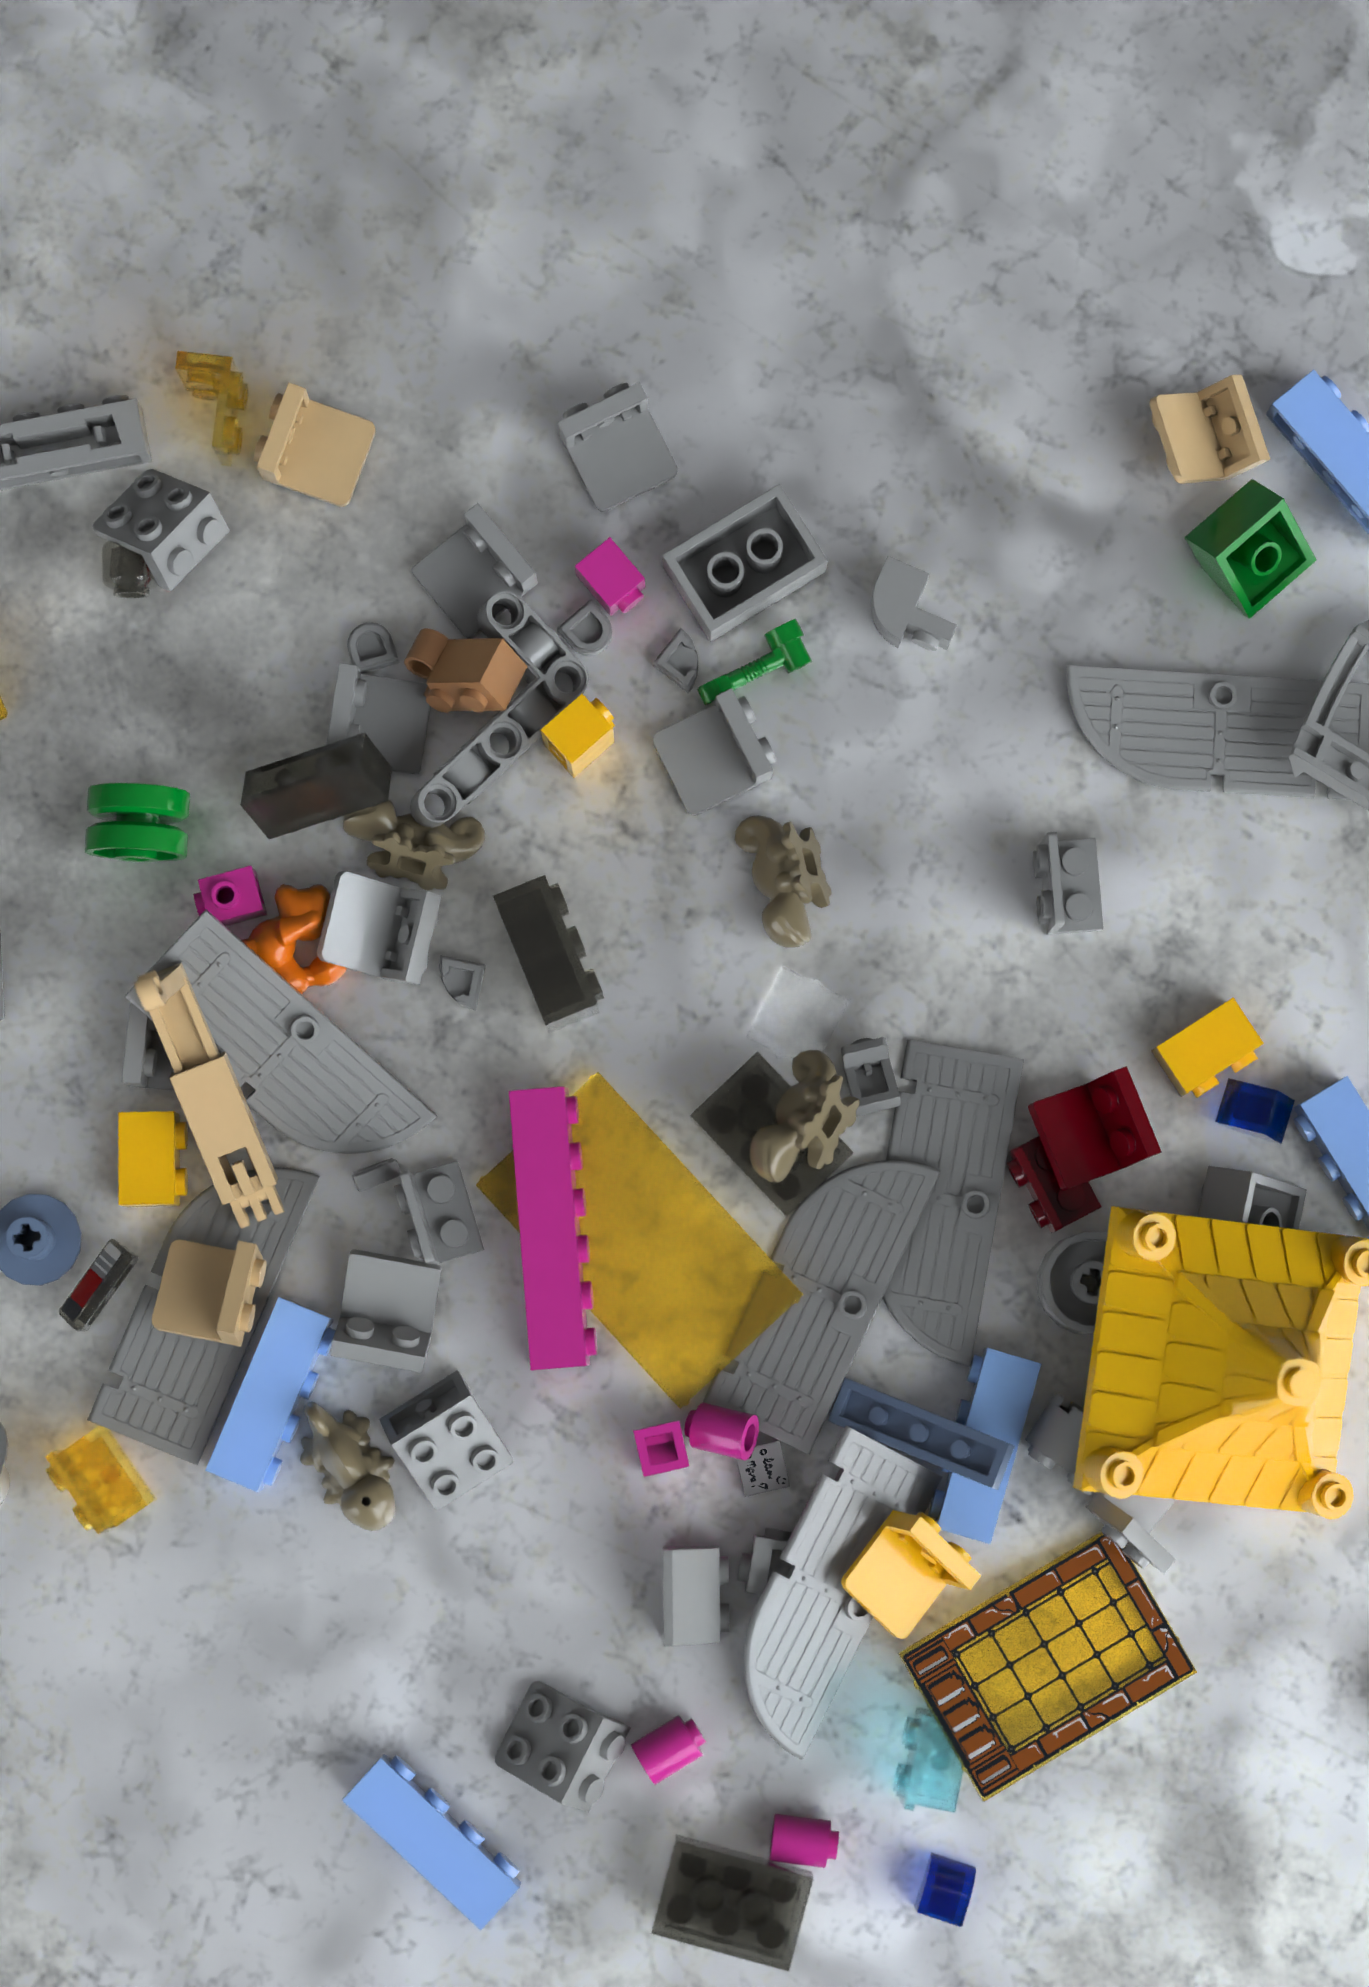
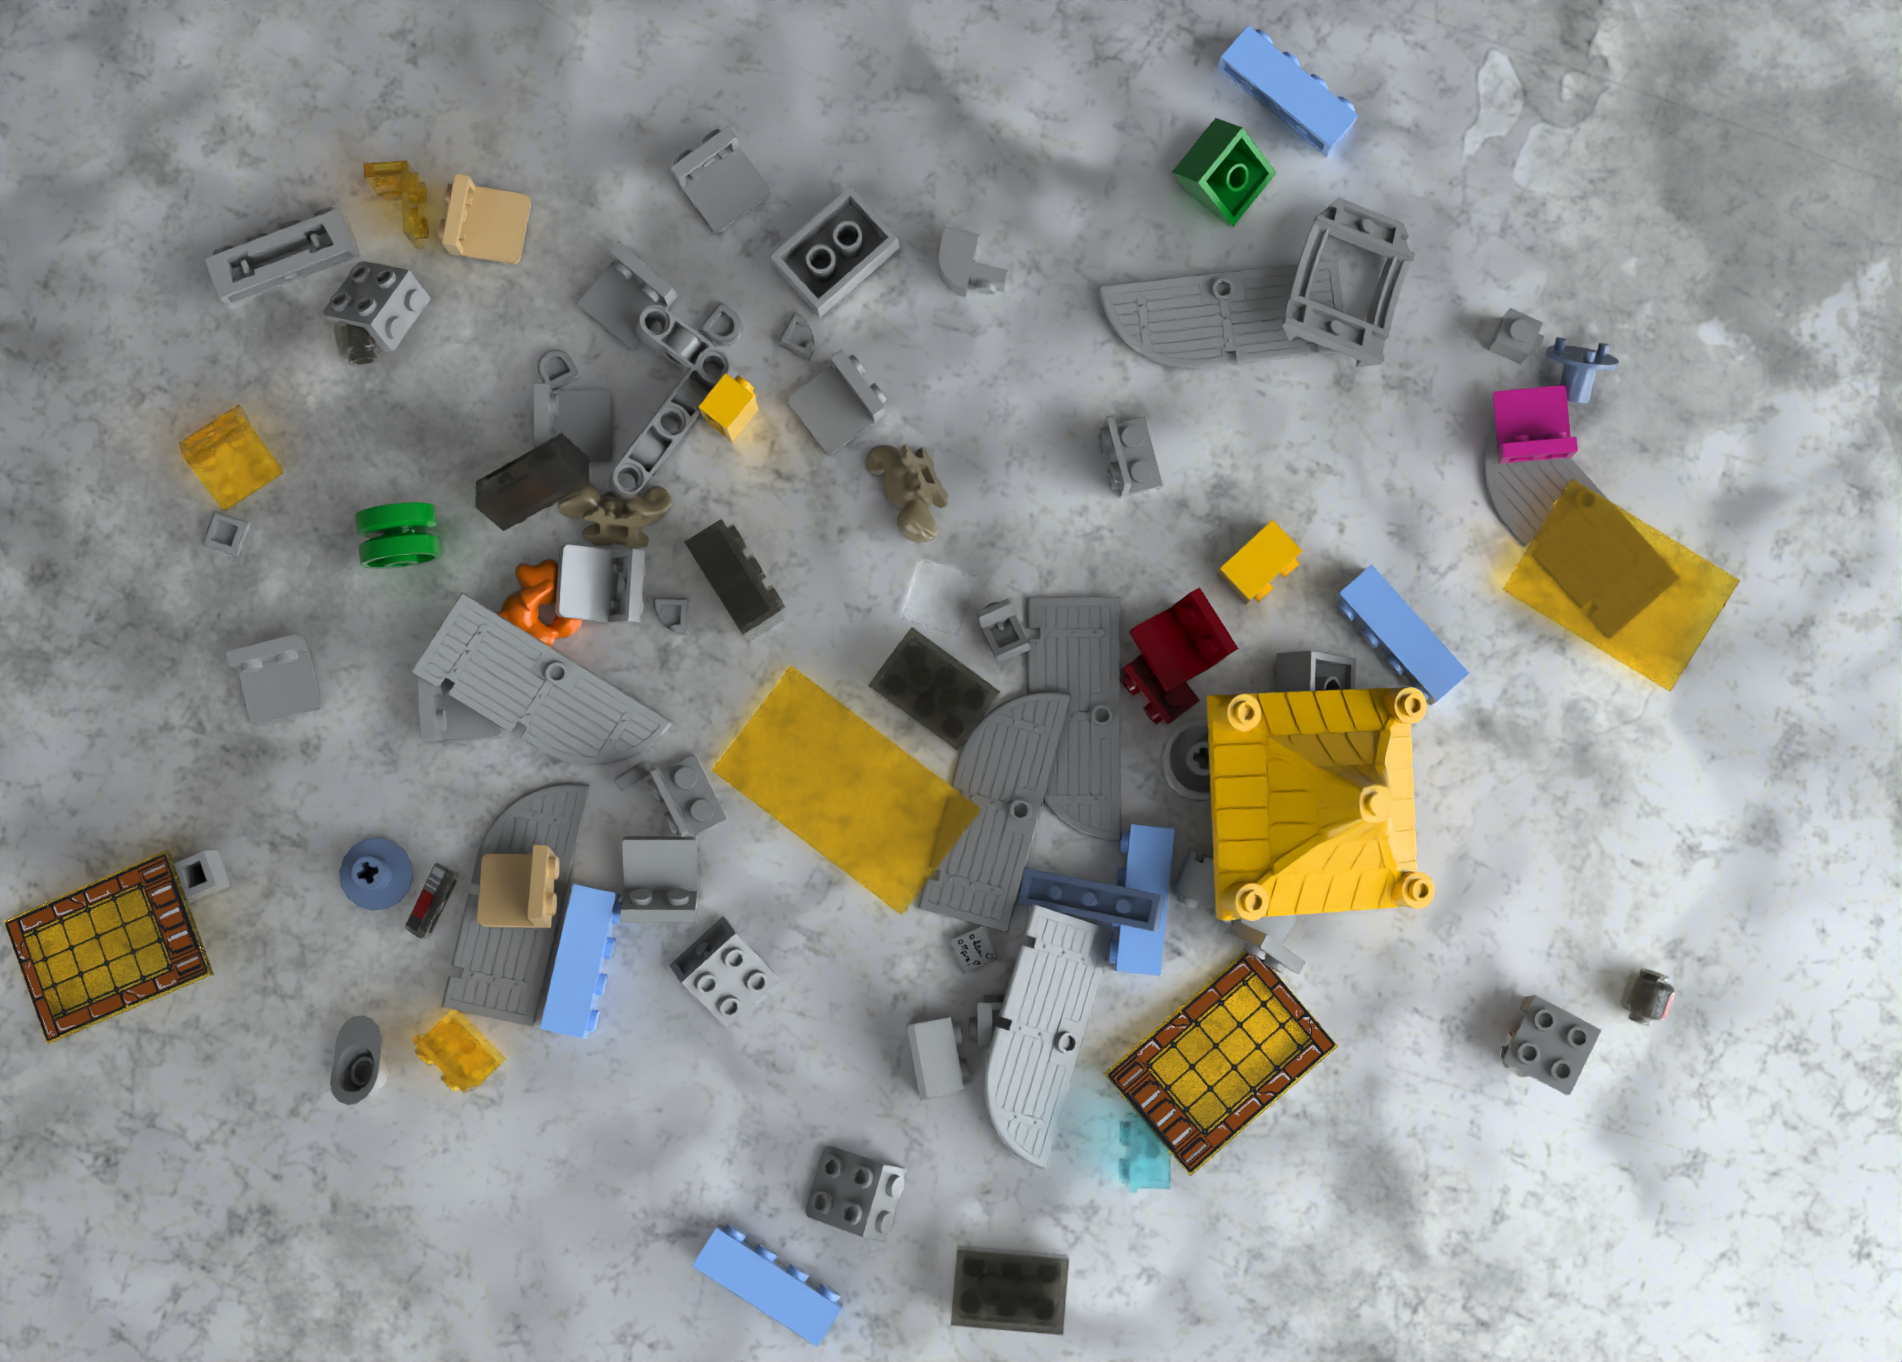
camera: 10 degrees left, 0 degrees up
(151, 1159) = (455, 795): yellow brick -> none
(209, 1095) = (490, 735): tan hinge -> none
(231, 896) = (482, 580): dark pink brick -> none
(352, 1469) = (655, 1008): dark tan animal -> none
(465, 672) = (633, 373): medium nougat hinge -> none
(550, 1228) = (775, 792): dark pink brick -> none
(611, 578) = (733, 281): dark pink brick -> none
(661, 1448) = (891, 947): dark pink brick -> none
(669, 1748) = (939, 1179): dark pink brick -> none
(722, 1431) = (937, 925): dark pink brick -> none
(786, 651) = (879, 315): green brick -> none
(803, 1841) = (1056, 1232): dark pink brick -> none
(806, 1116) = (958, 670): dark tan animal -> none
(906, 1571) = (1099, 1008): yellow bracket -> none
(945, 1889) = (1173, 1249): clear blue brick -> none
(1209, 432) = (1176, 88): tan bracket -> none
(1255, 1110) = (1305, 604): clear blue brick -> none

